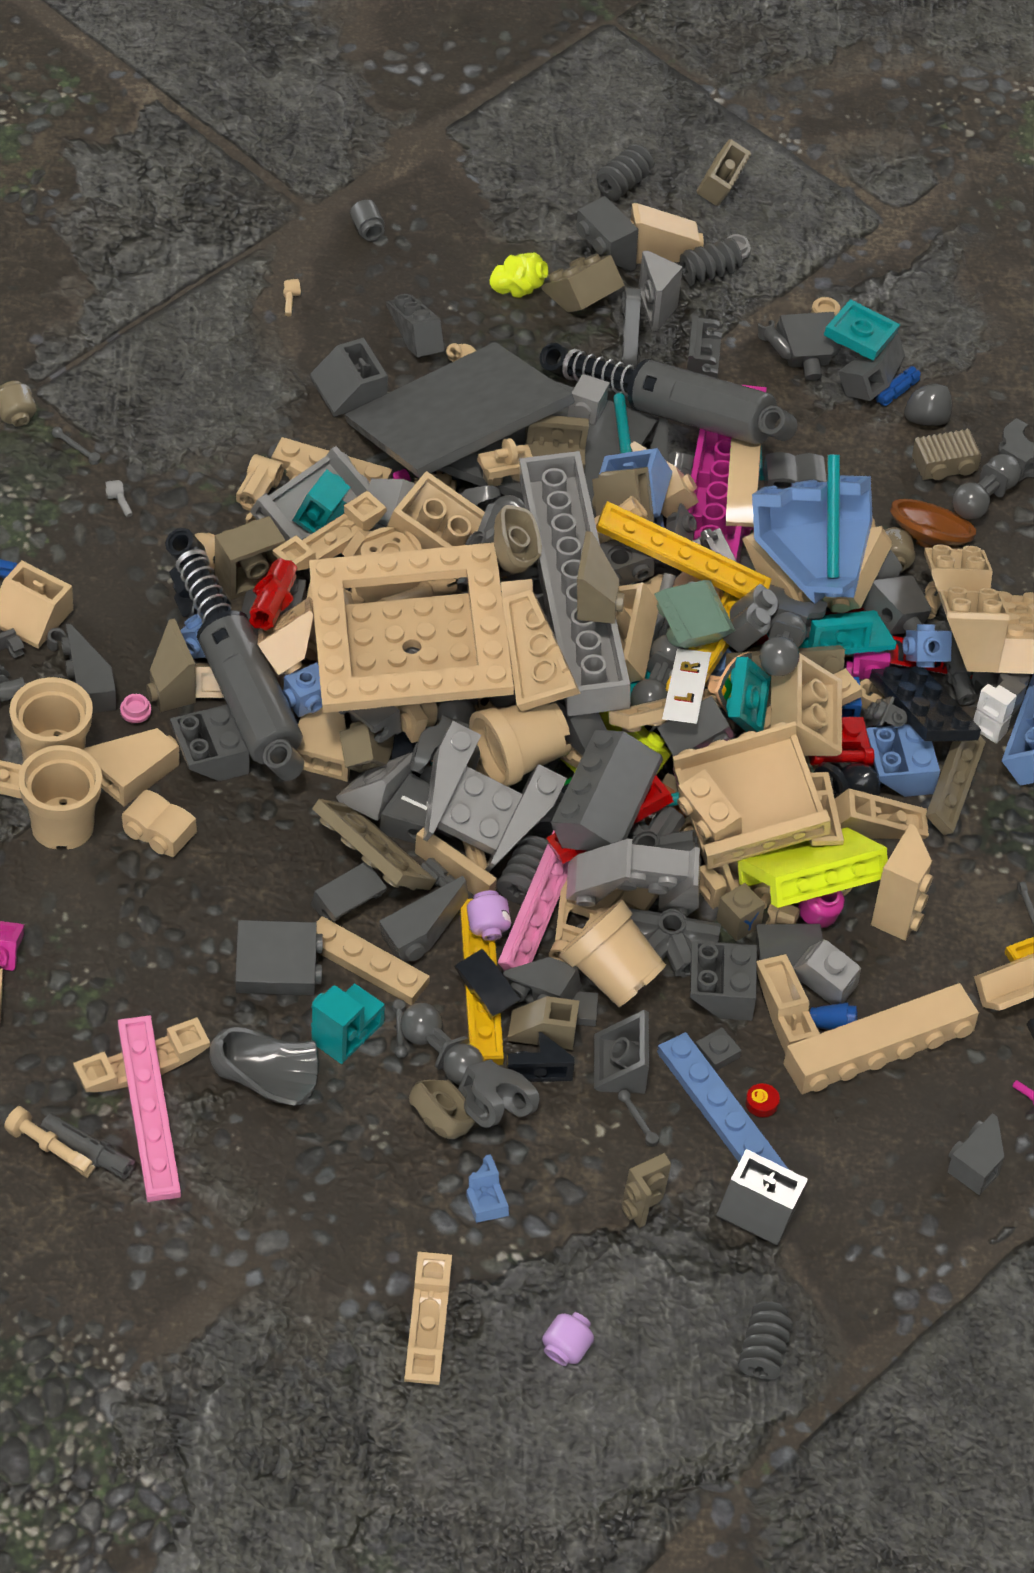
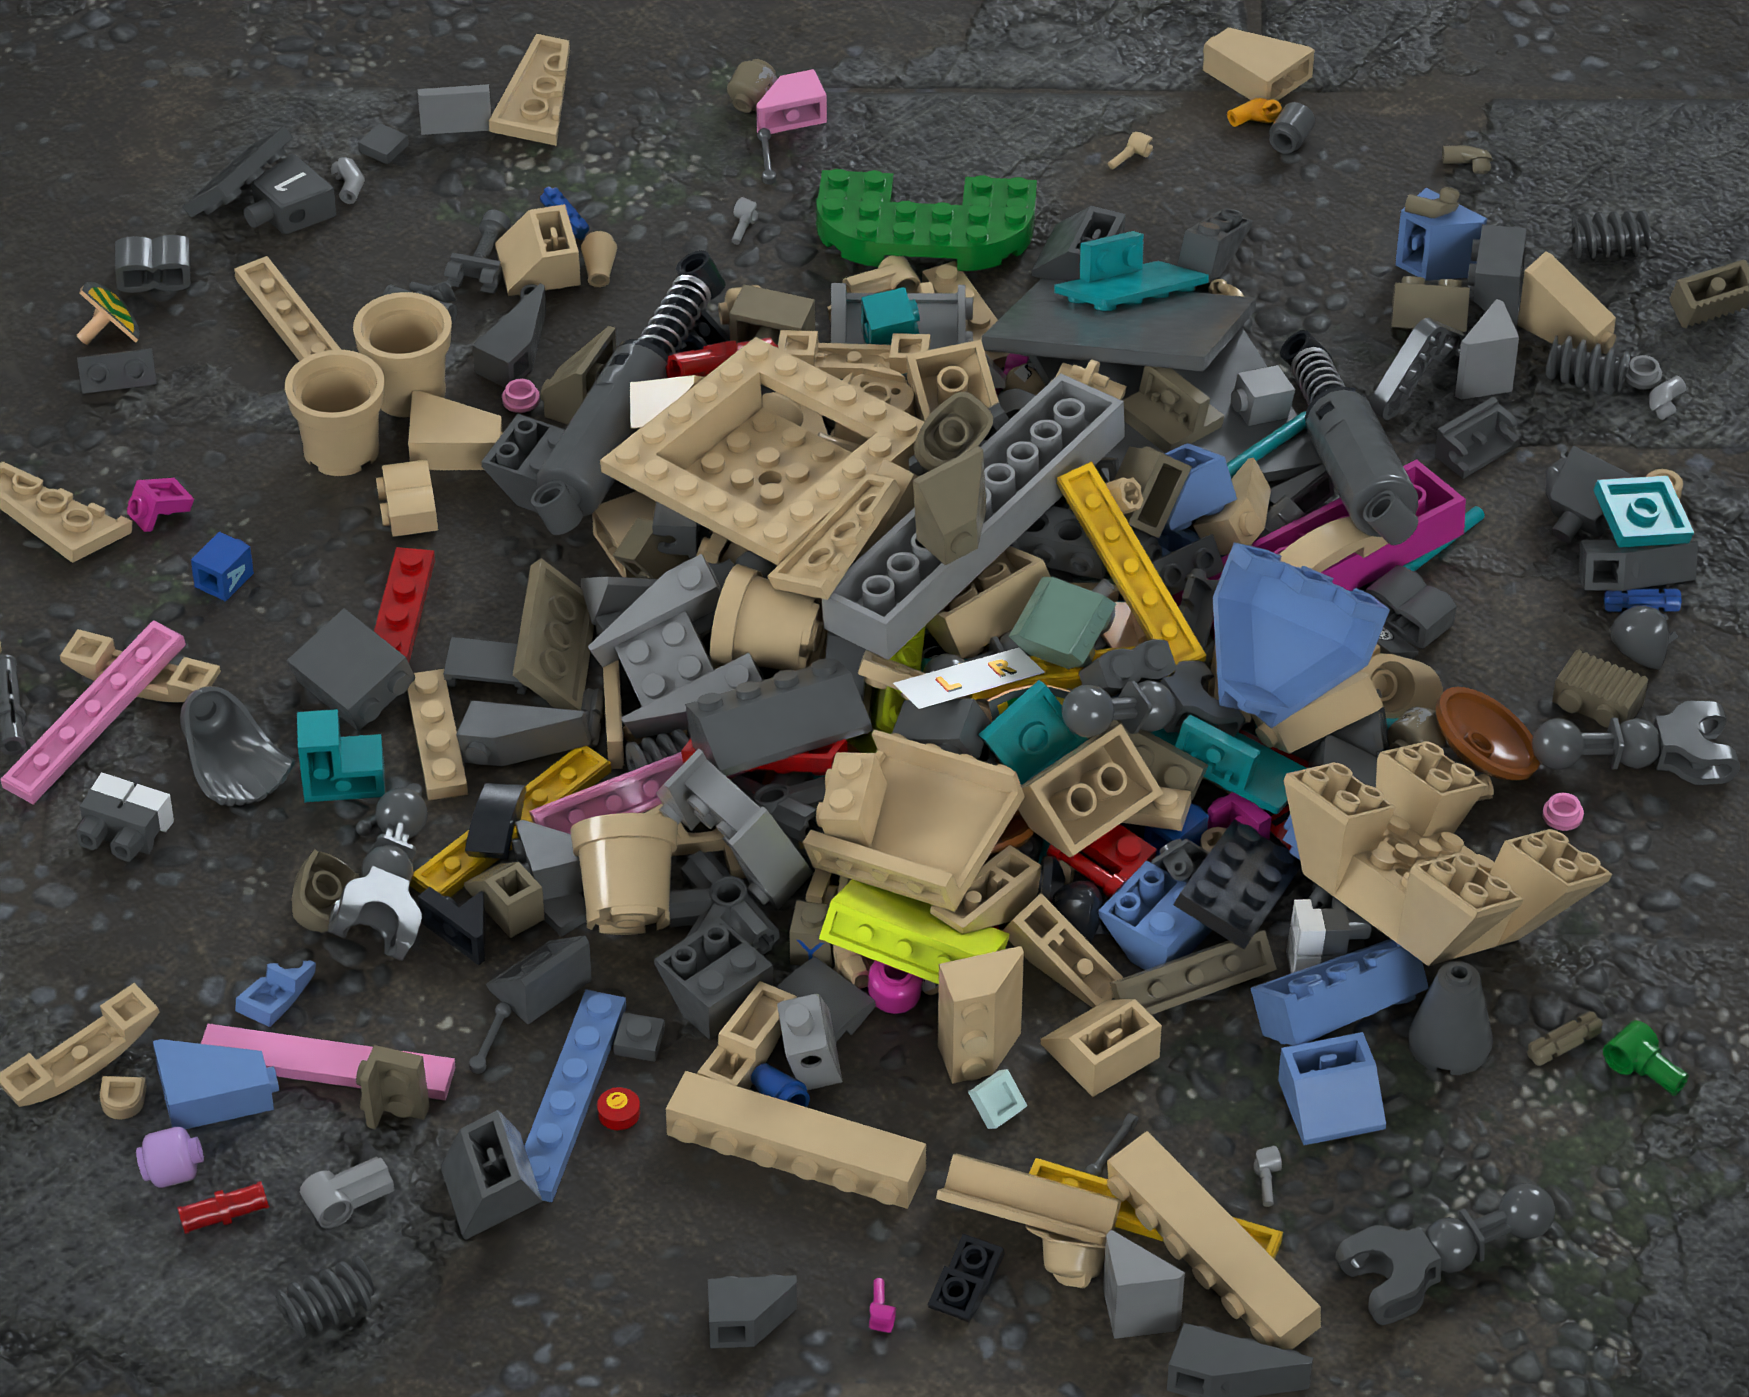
camera: 50 degrees right, 5 degrees down
(55, 397) = (793, 103): none -> bright pink slope
(67, 575) = (599, 255): none -> tan cone
(103, 953) = (222, 566): none -> blue brick
(233, 887) = (405, 598): none -> red plate
(259, 1158) = (123, 816): none -> dark grey hips
(271, 409) = (865, 224): none -> green plate
(296, 192) = (1257, 63): none -> tan slope
(330, 221) = (1255, 110): none -> light orange arm
(415, 379) = (1115, 274): none -> teal bracket
(481, 172) = (1466, 154): none -> dark tan arm
(482, 1328) = (122, 1096): none -> tan tile
(488, 915) = (573, 765): lavender head -> none
(519, 274) = (1373, 259): neon yellow head -> none
(528, 1276) = (212, 1082): none -> medium blue slope
(546, 214) = (1433, 207): none -> dark tan arm
(547, 231) = (1438, 245): none -> medium blue slope
(560, 1213) = (320, 1059): none -> bright pink tile
(633, 1342) = (223, 1207): none -> red pin
(687, 1277) = (336, 1196): none -> light grey piece
(764, 256) = (1661, 396): none -> light grey arm
(833, 515) = (1310, 623): teal bar -> none
(950, 929) = (997, 1099): none -> light aqua plate
(963, 850) = (1106, 1043): none -> tan slope
(1010, 540) = (1563, 812): none -> bright pink plate

